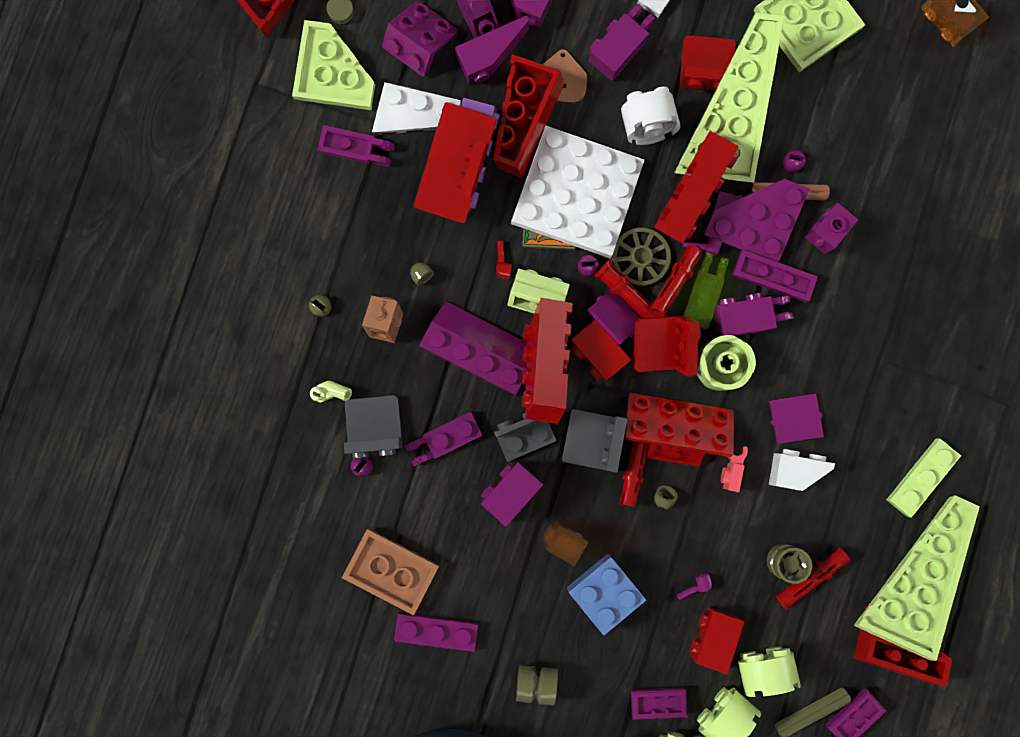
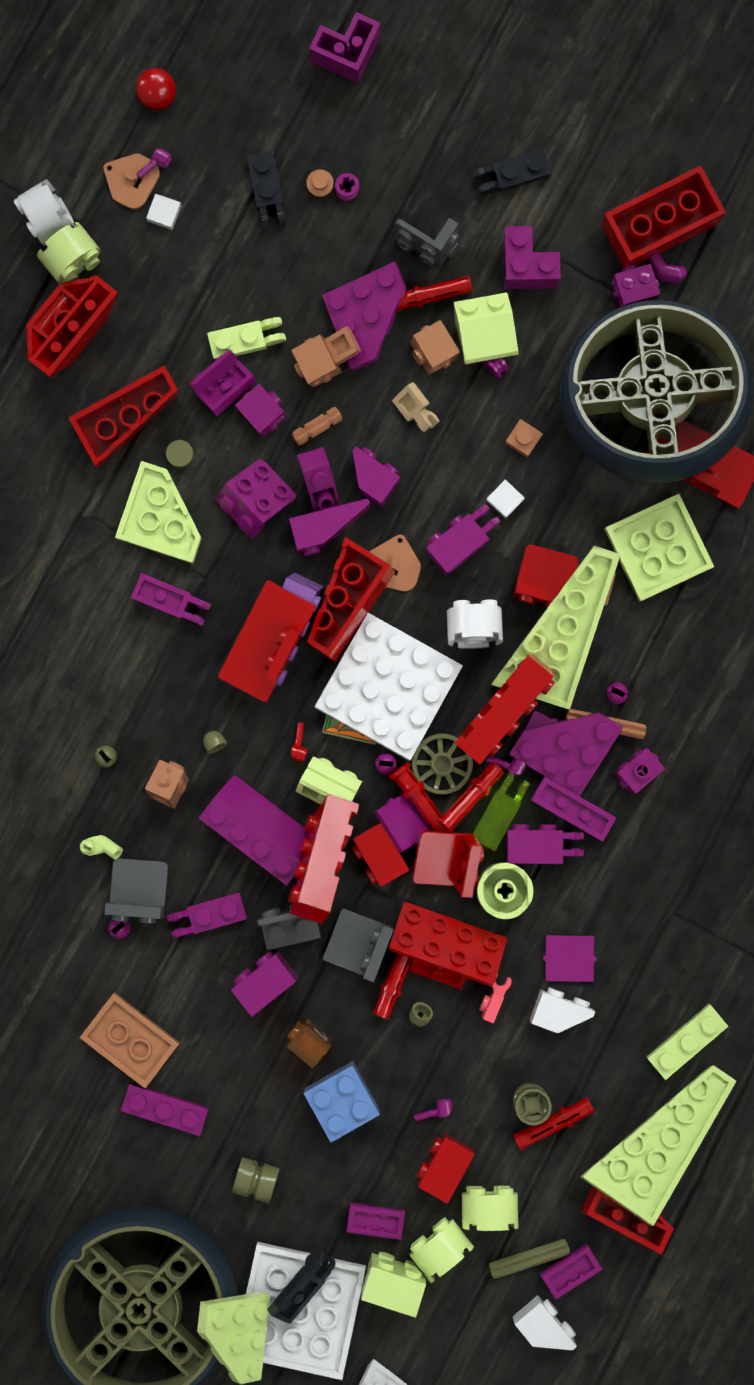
camera: 10 degrees right, 0 degrees up
(408, 109) = (234, 571): white wing -> none

